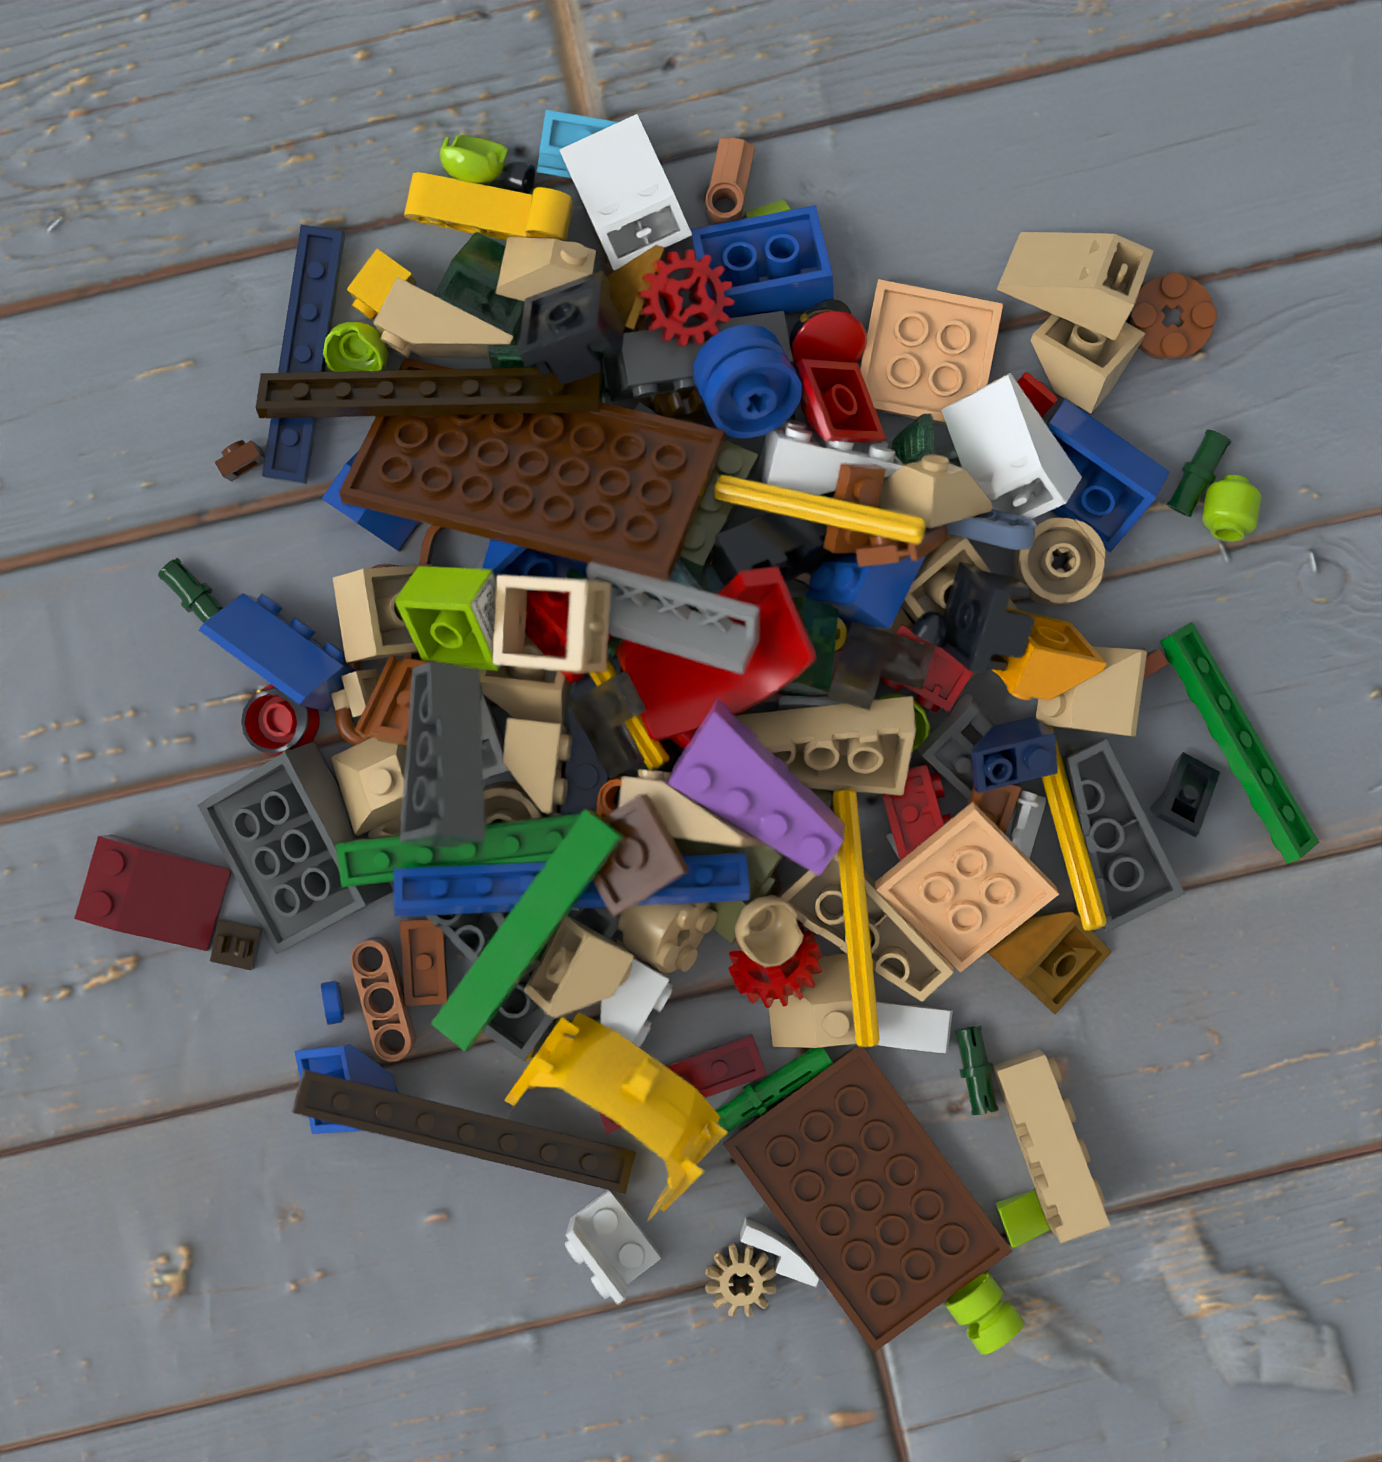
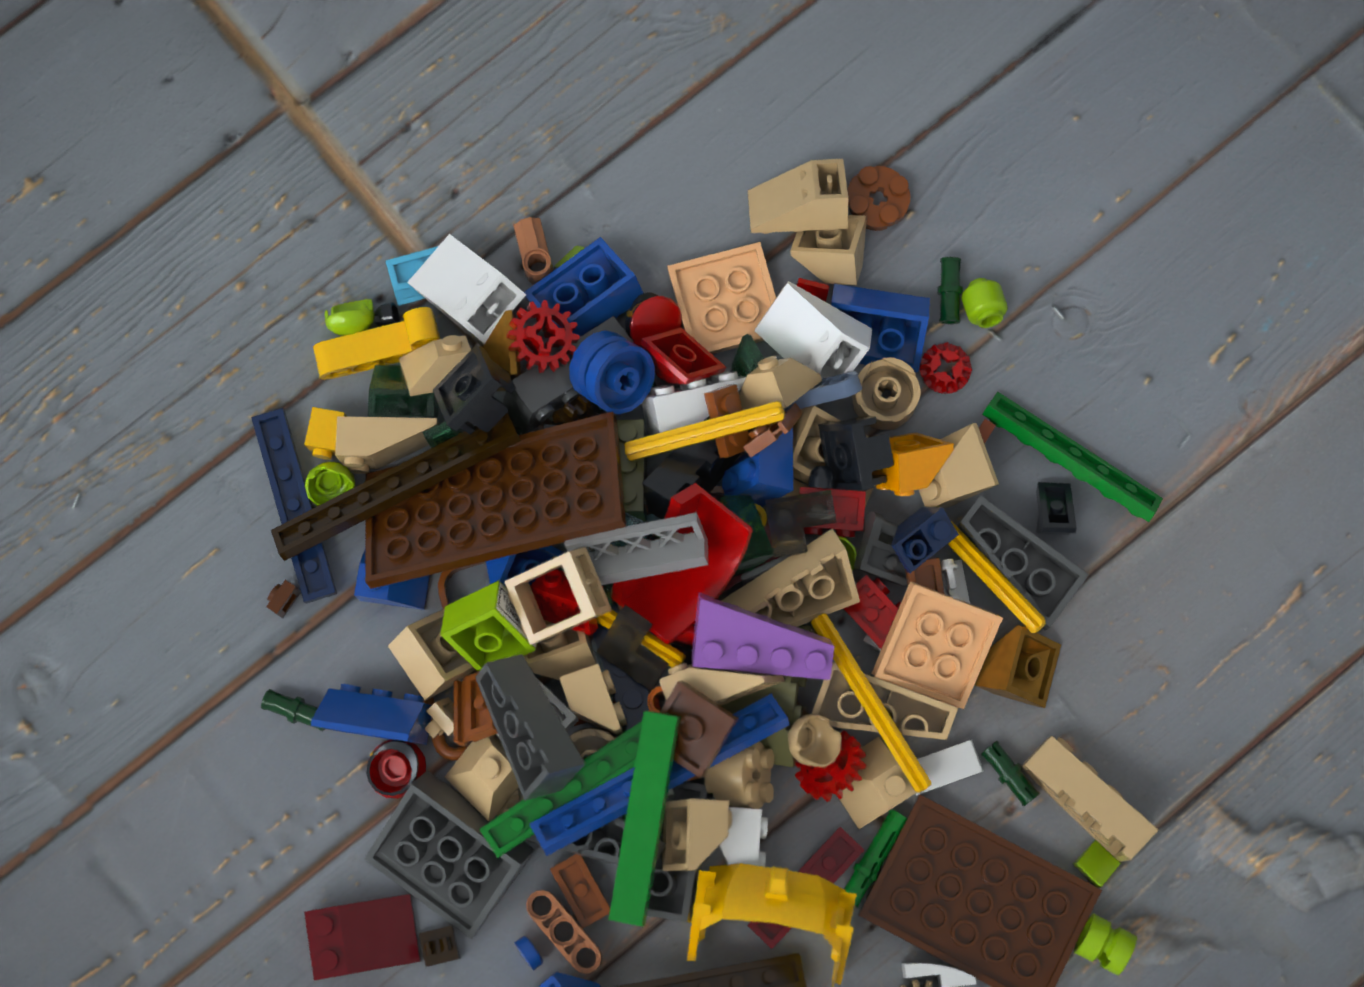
camera: 25 degrees left, 10 degrees down
(1131, 577) = (942, 381): none -> red gear

